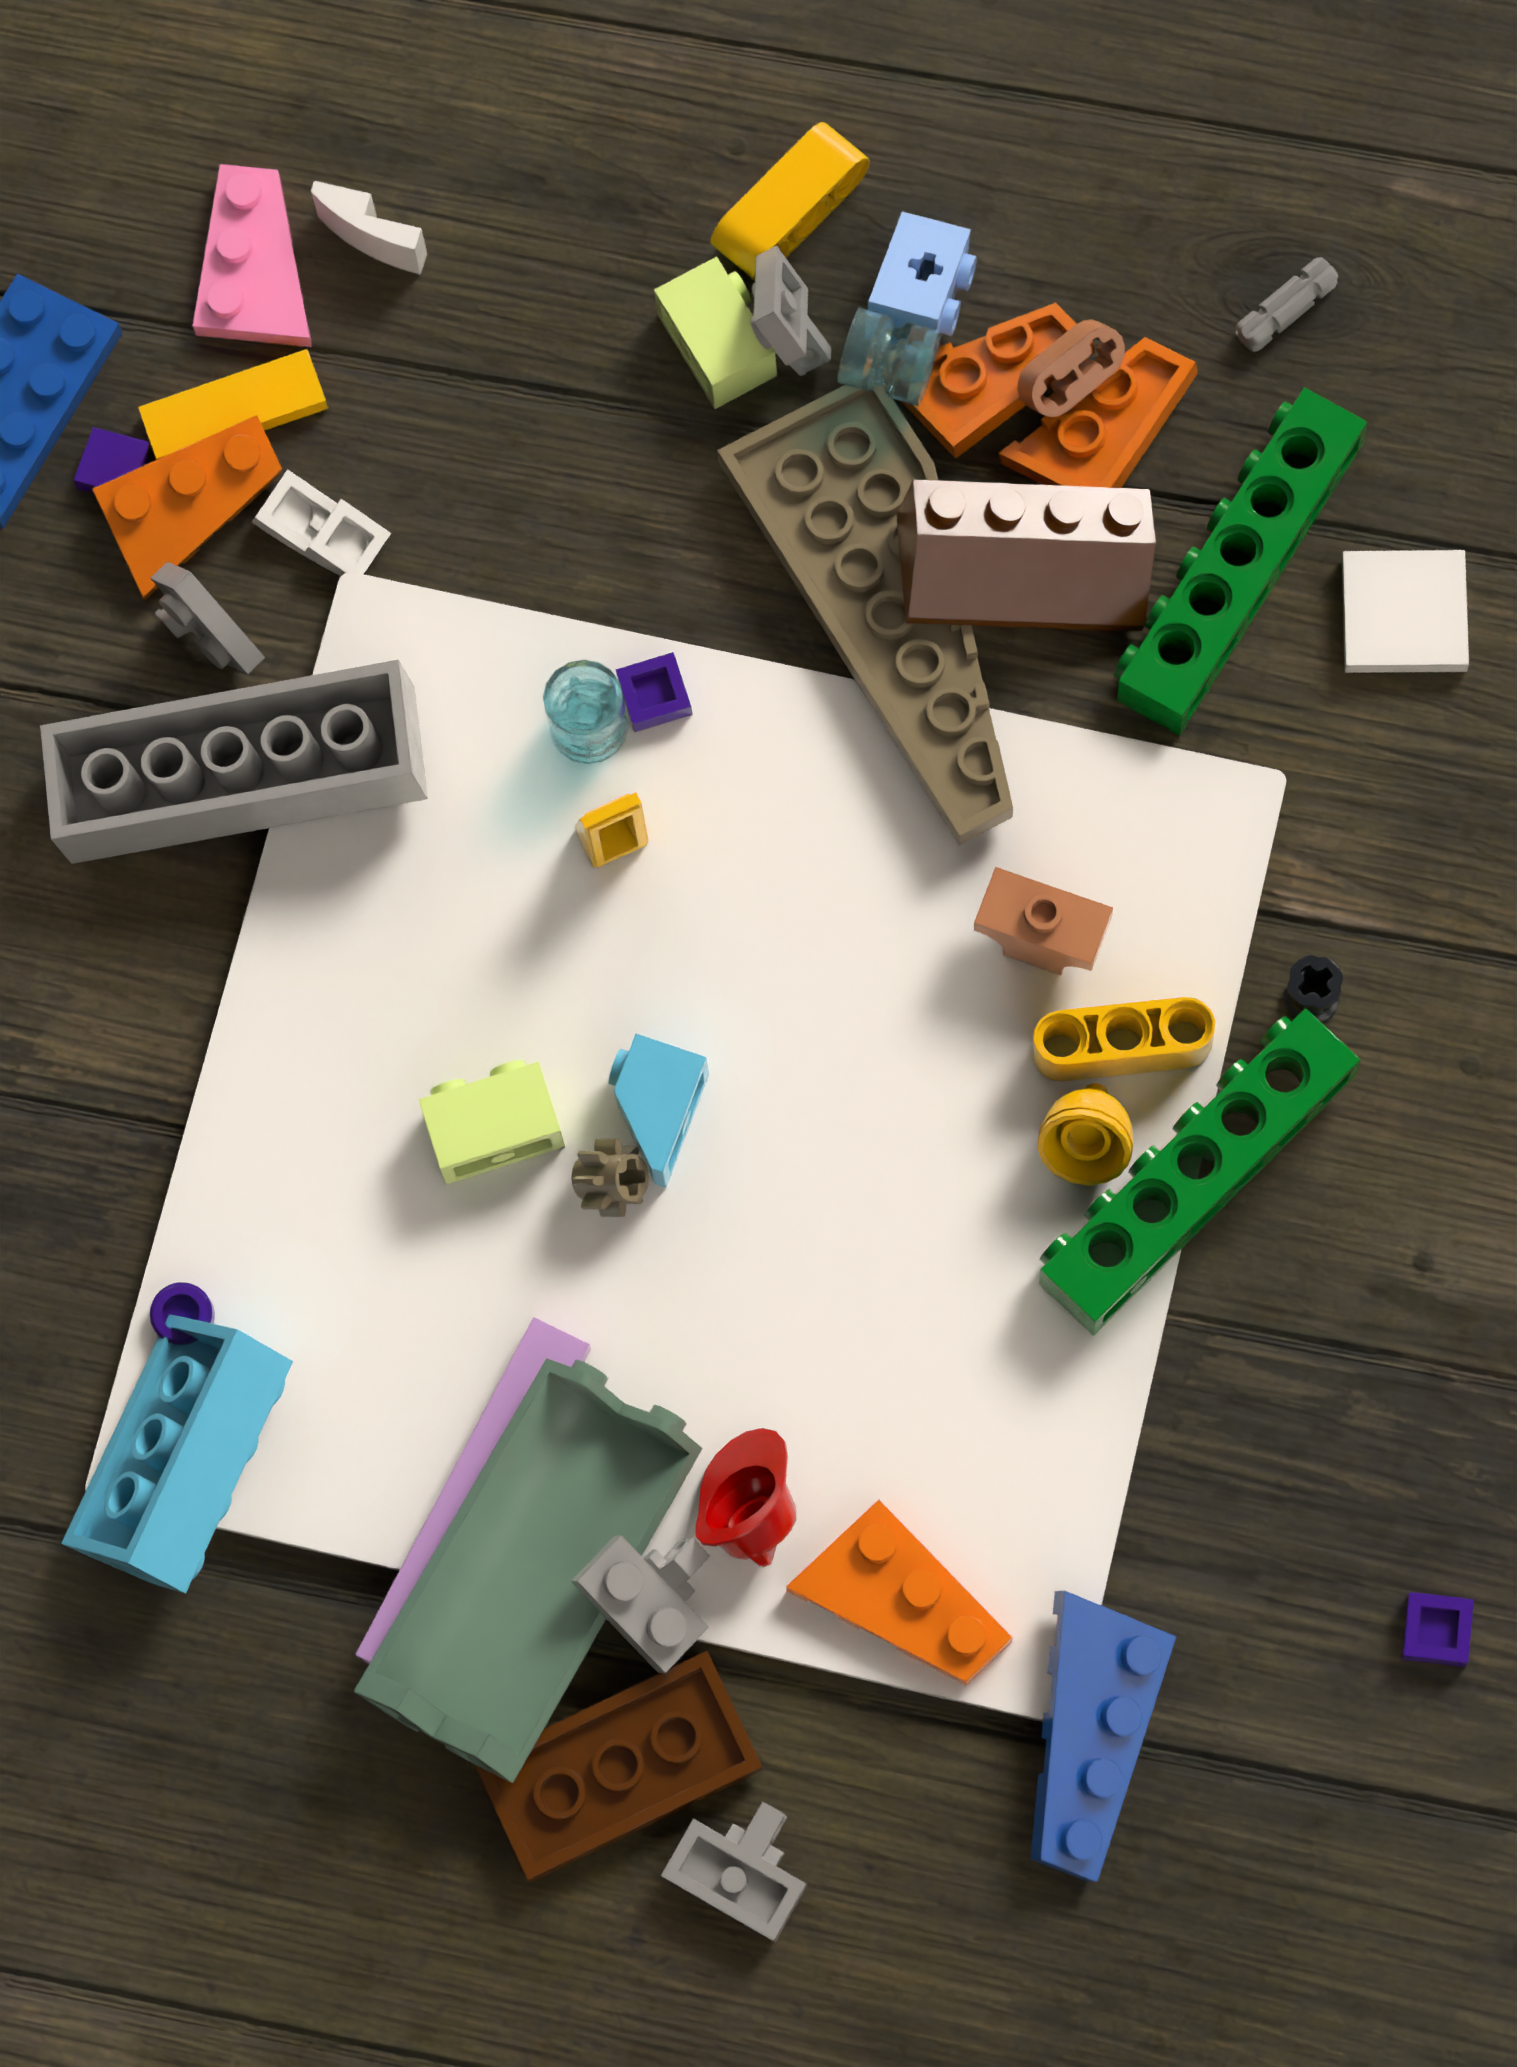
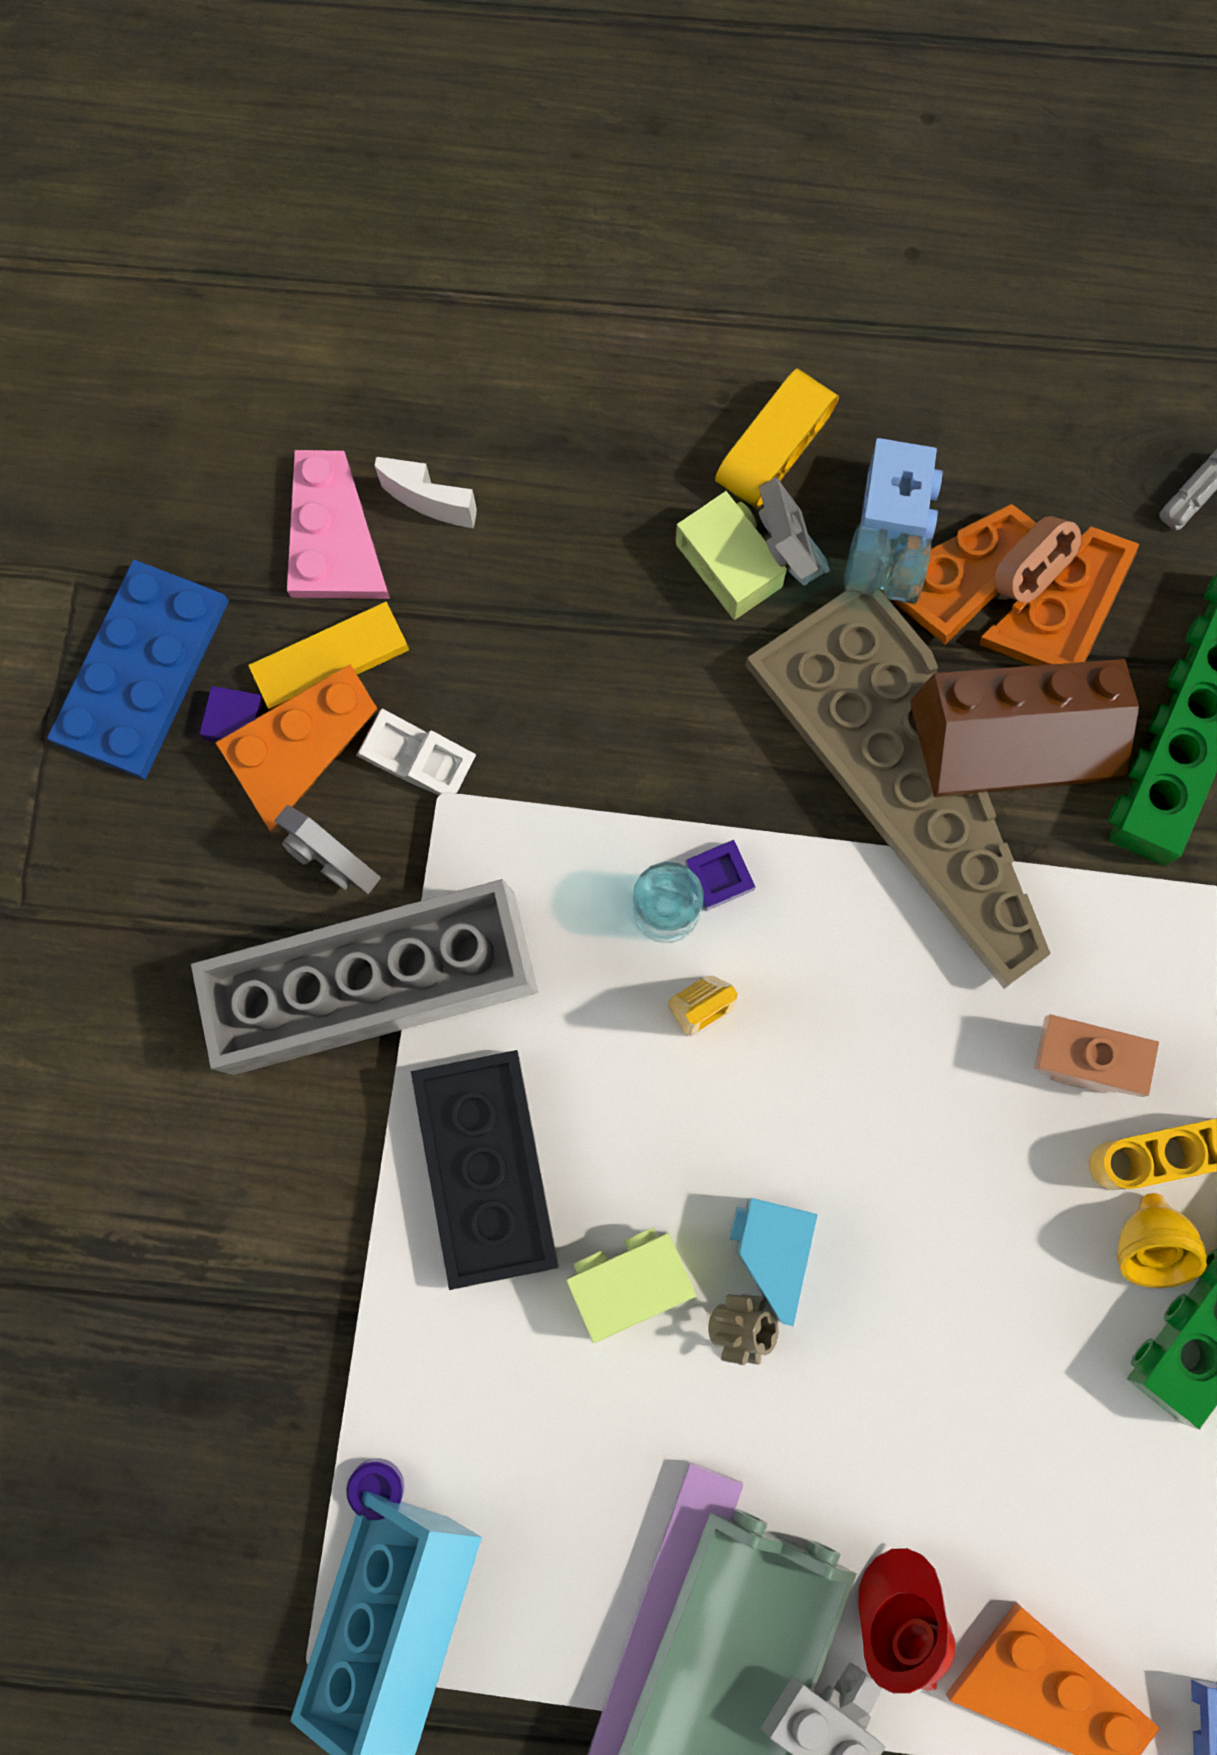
camera: 10 degrees left, 5 degrees up
(343, 984) = (484, 1170): none -> black plate

